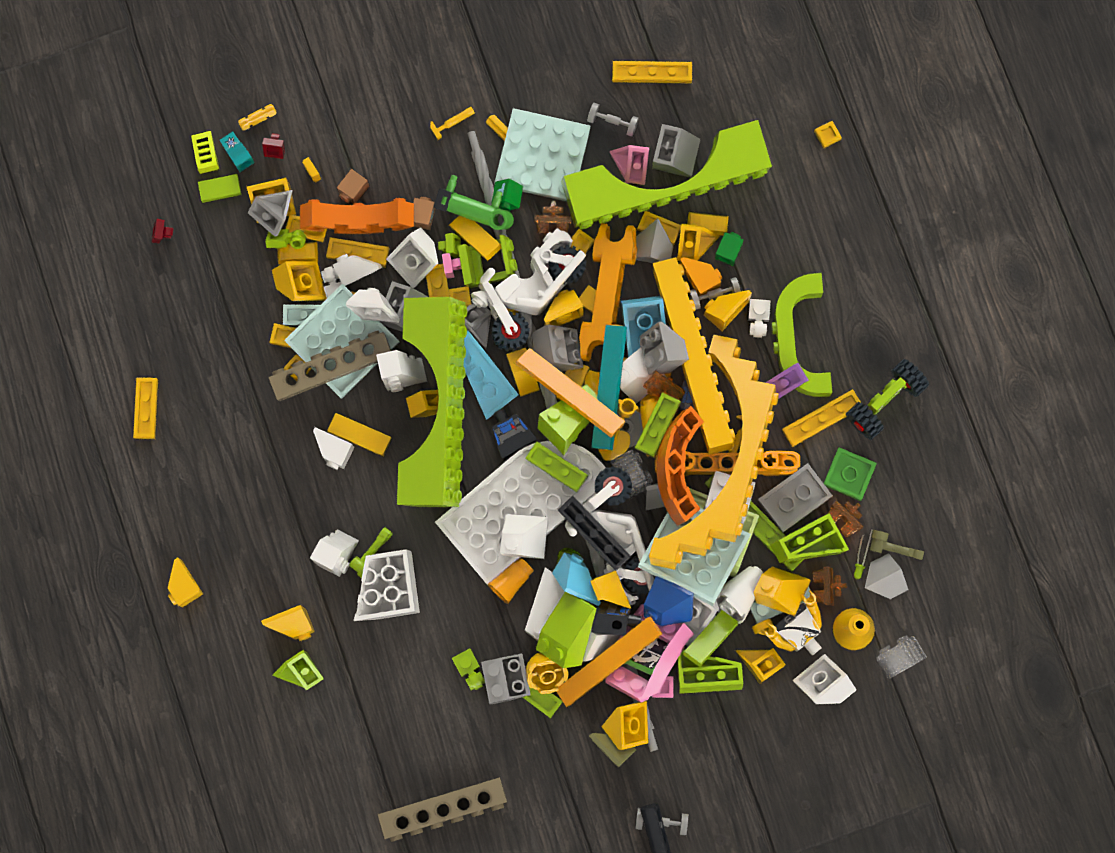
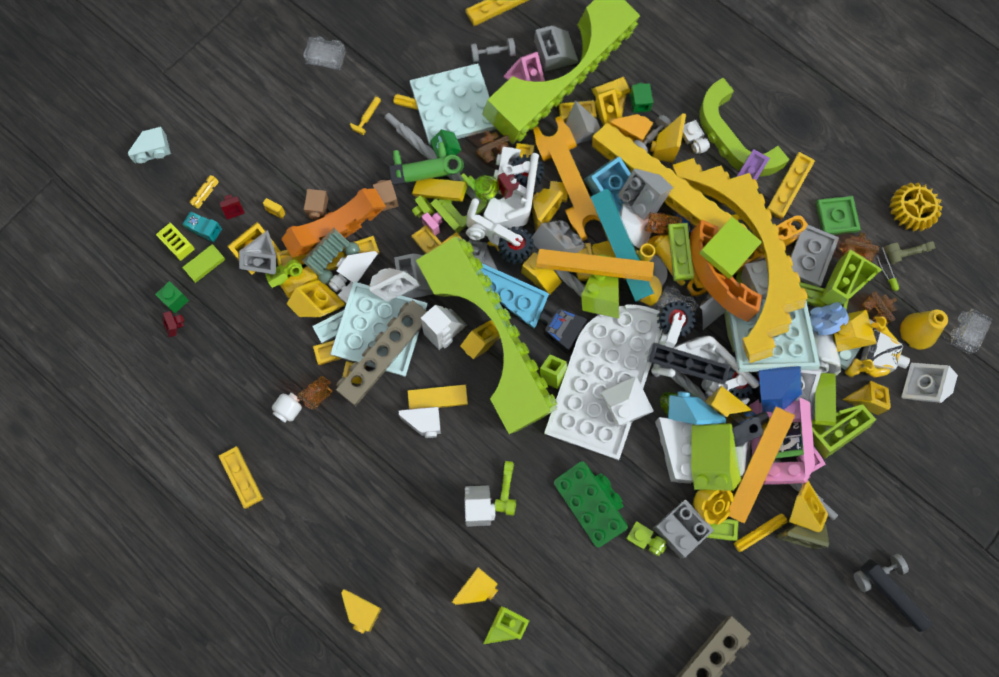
camera: 40 degrees left, 5 degrees down
(173, 206) = (172, 297): none -> green brick
(219, 367) = (286, 407): none -> white head
(231, 43) = (149, 145): none -> light aqua slope
(251, 369) = (315, 393): none -> clear orange hips
(333, 240) = (326, 251): none -> sand green gear
(387, 587) = (538, 510): white wedge -> none
(414, 257) = (400, 231): white slope -> none
(441, 609) = (592, 503): none -> green bracket
(447, 35) = (324, 53): none -> clear brick
(476, 470) = (553, 371): none -> lime brick
(511, 580) = (635, 445): light orange plant -> none
(513, 261) = (486, 187): none -> clear neon green cone
(532, 270) = (505, 185): none -> dark red tile
(556, 467) = (618, 331): lime tile -> none
(574, 723) = (760, 532): none -> yellow axle
(699, 447) = (730, 247): none -> lime tile
(762, 566) = (828, 318): none -> light blue plate
(886, 577) = (918, 275): light grey slope -> none
(906, 377) = (835, 120): black plate -> none
(937, 513) = (910, 211): none -> yellow gear

